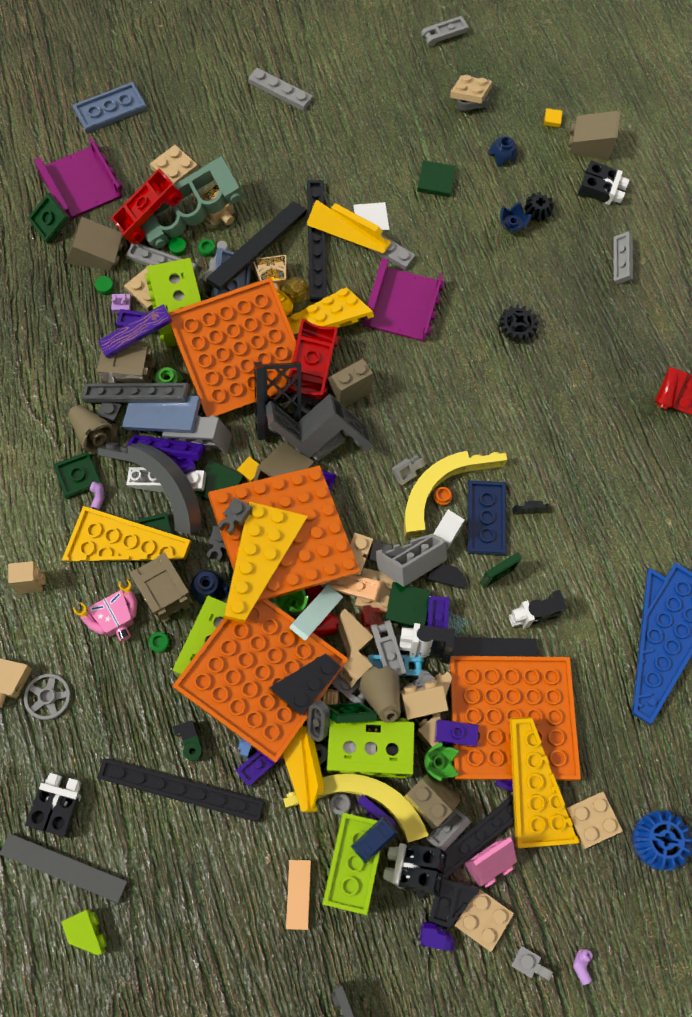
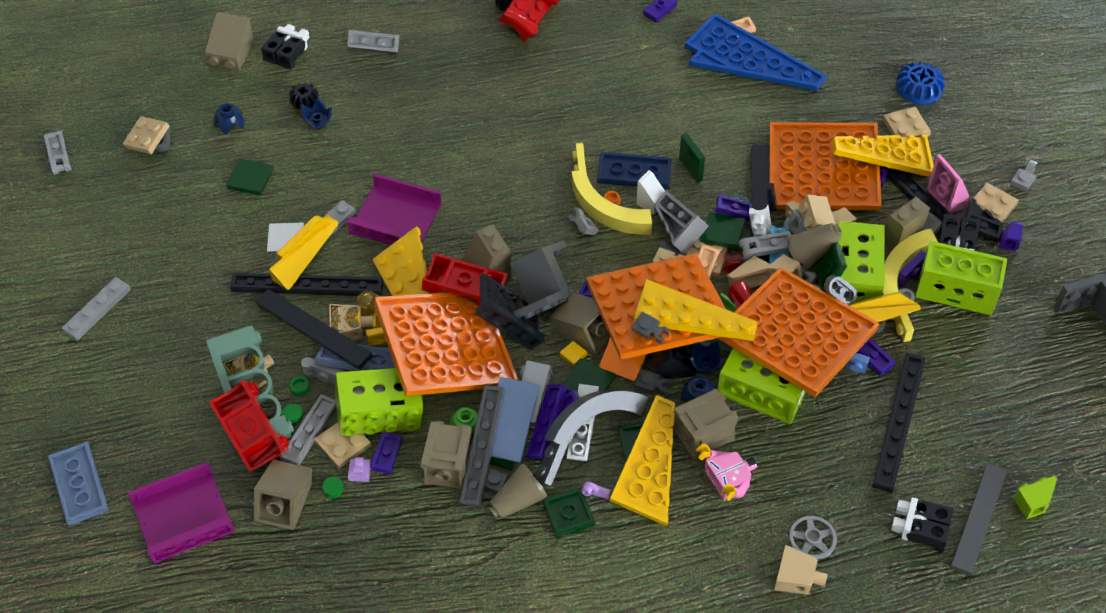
camera: 80 degrees left, 15 degrees down
(26, 577) = (691, 547): tan piece -> none
(48, 218) = (234, 540): dark green tile -> none
(135, 331) = (423, 423): dark purple tile -> none
(159, 642) = (755, 437): green tile -> none
(174, 164) = (181, 416): tan plate -> none
(192, 746) = (853, 409): leg -> none
(298, 894) = (985, 332): light nougat tile -> none
(306, 683) = (809, 295): black wing -> none
(316, 612) = (741, 290): light aqua tile -> none
(374, 839) = (945, 247): dark blue tile -> none
(444, 757) = (871, 215): bright green piece -> none
(447, 576) = (693, 200): black tile -> none
(456, 733) = (843, 200): dark purple plate -> none
(518, 323) = (434, 125): black gear -> none
(531, 507) = (628, 137): black tile -> none
(538, 611) = (729, 130): black hips -> none
(552, 118) = (195, 76): yellow tile -> none
(580, 964) = (1023, 146): lavender arm -> none

